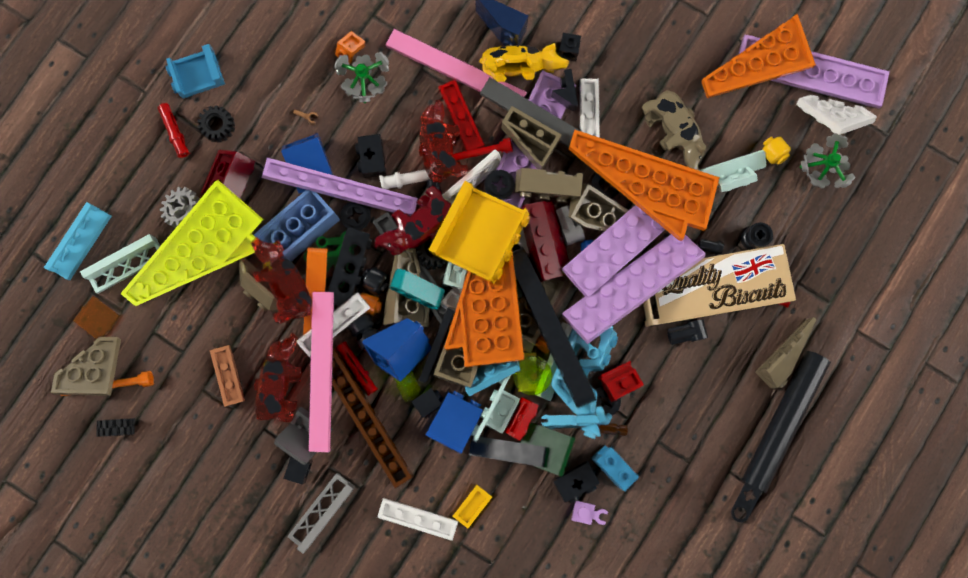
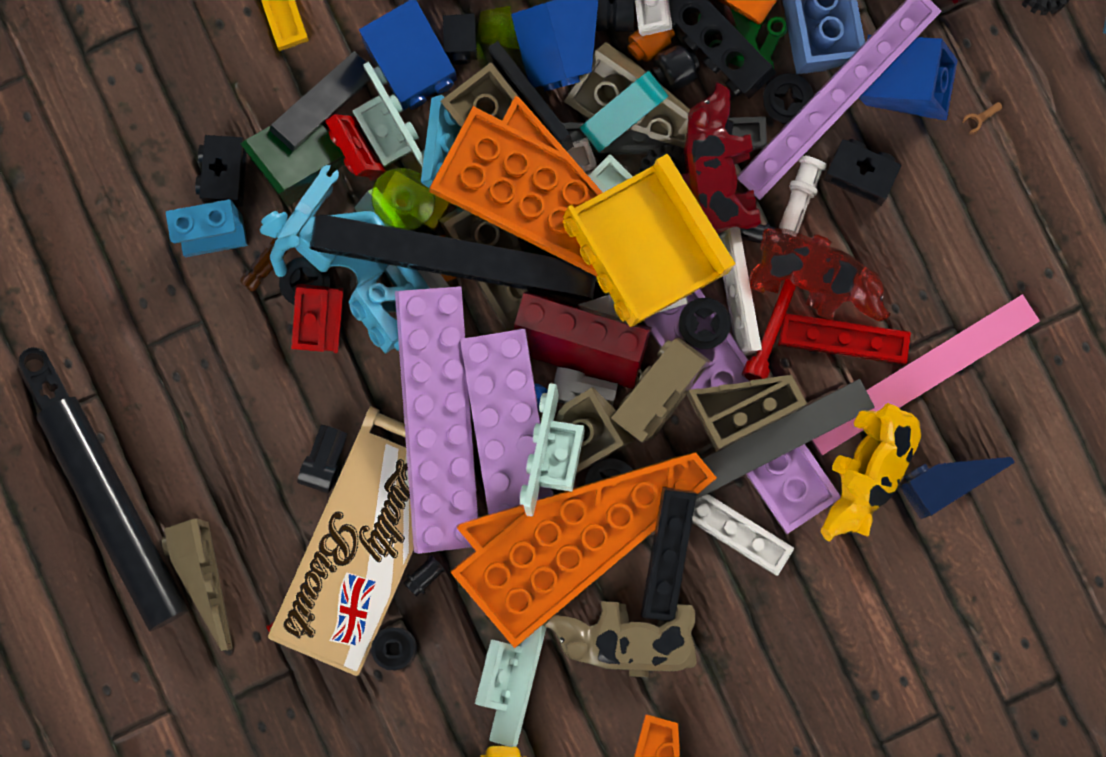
camera: 130 degrees right, 0 degrees up
(349, 45) = (1050, 239): orange bracket -> none
(363, 69) = (985, 210): light grey plant -> none
(567, 95) = (775, 506): black slope -> none
(569, 46) = (852, 561): black brick -> none
(585, 512) = (175, 159): lavender plate -> none
(615, 212) = (555, 453): none -> light aqua bracket
(626, 131) = (668, 554): none -> black tile

